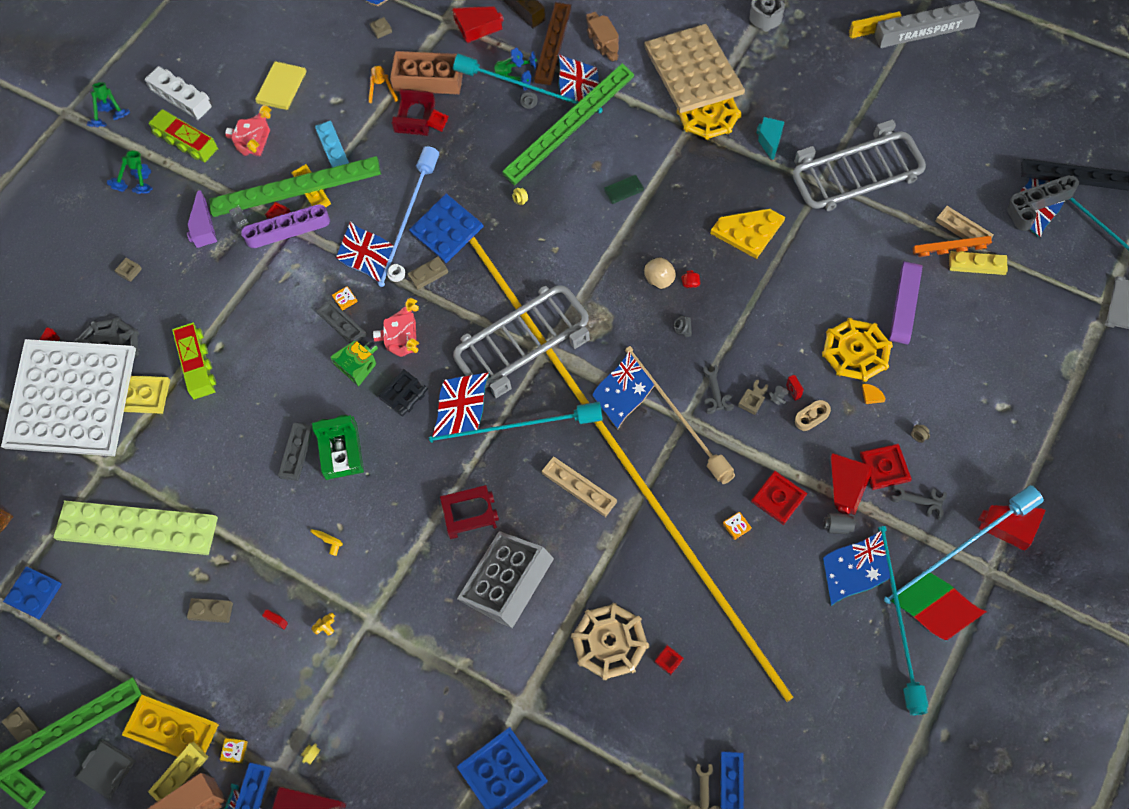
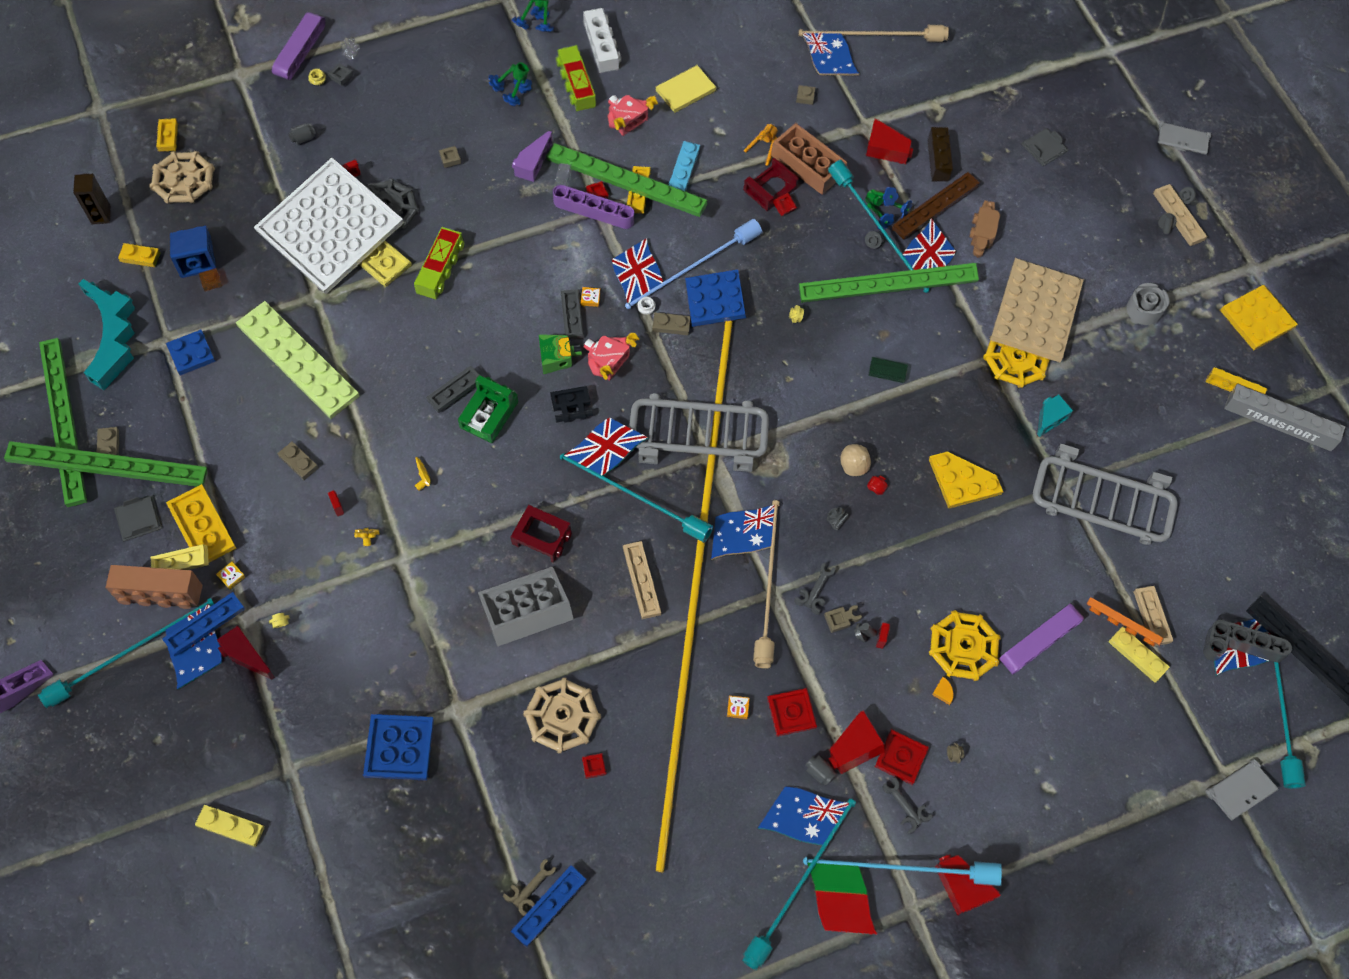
camera: 30 degrees right, 0 degrees up
(811, 416) = (877, 669): tan plate -> none

